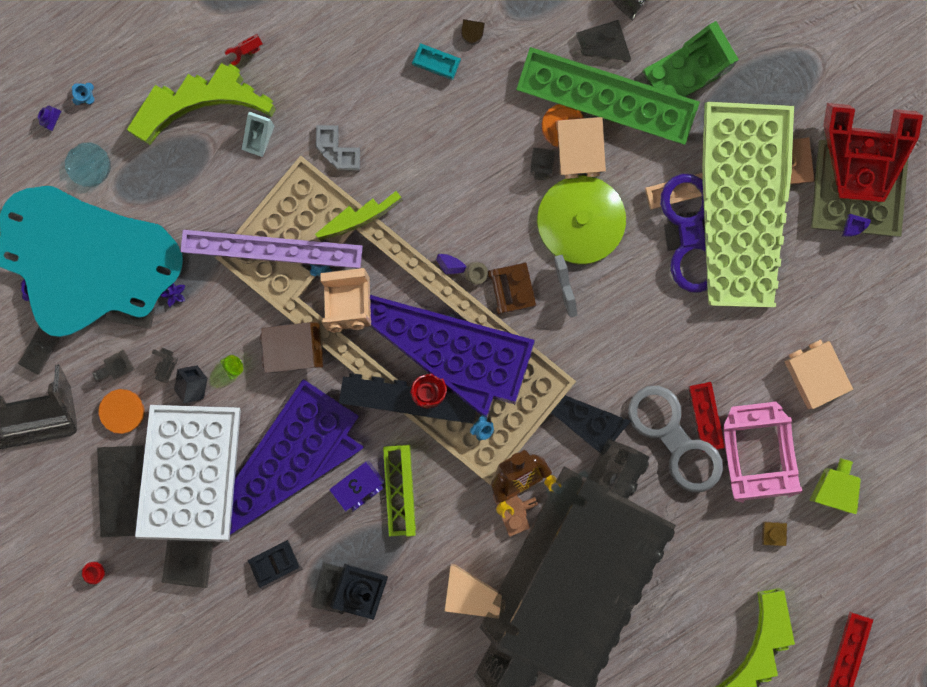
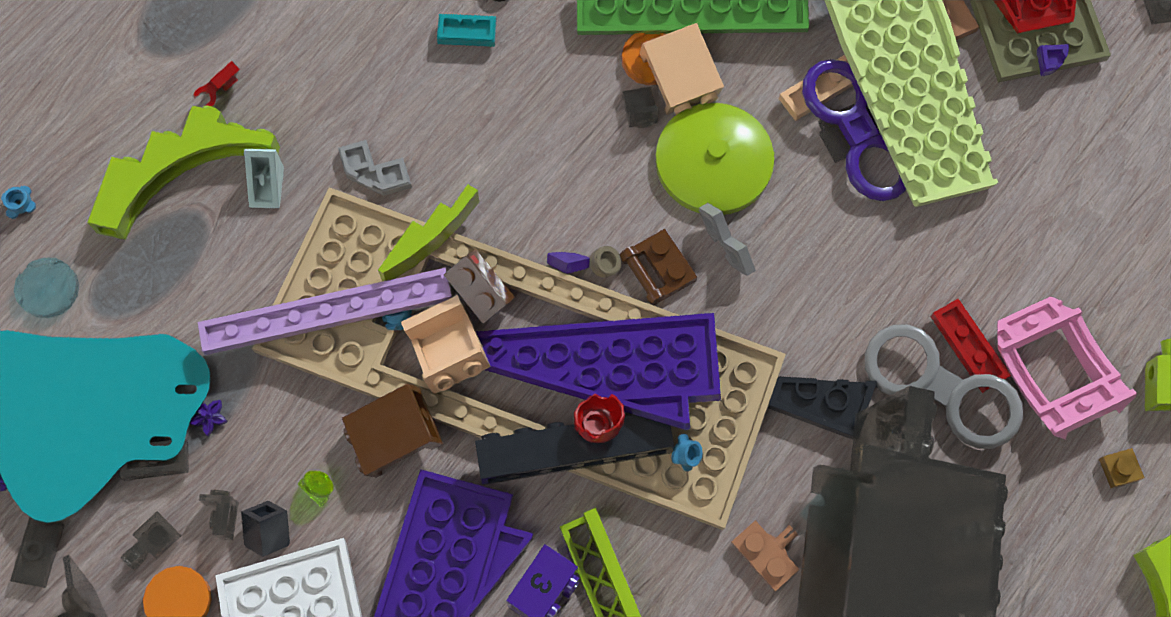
camera: 20 degrees left, 15 degrees down
(381, 265) = (479, 286): none -> brick
(518, 475) = (757, 499): reddish brown torso -> none
(818, 374) = (1086, 247): light nougat brick -> none

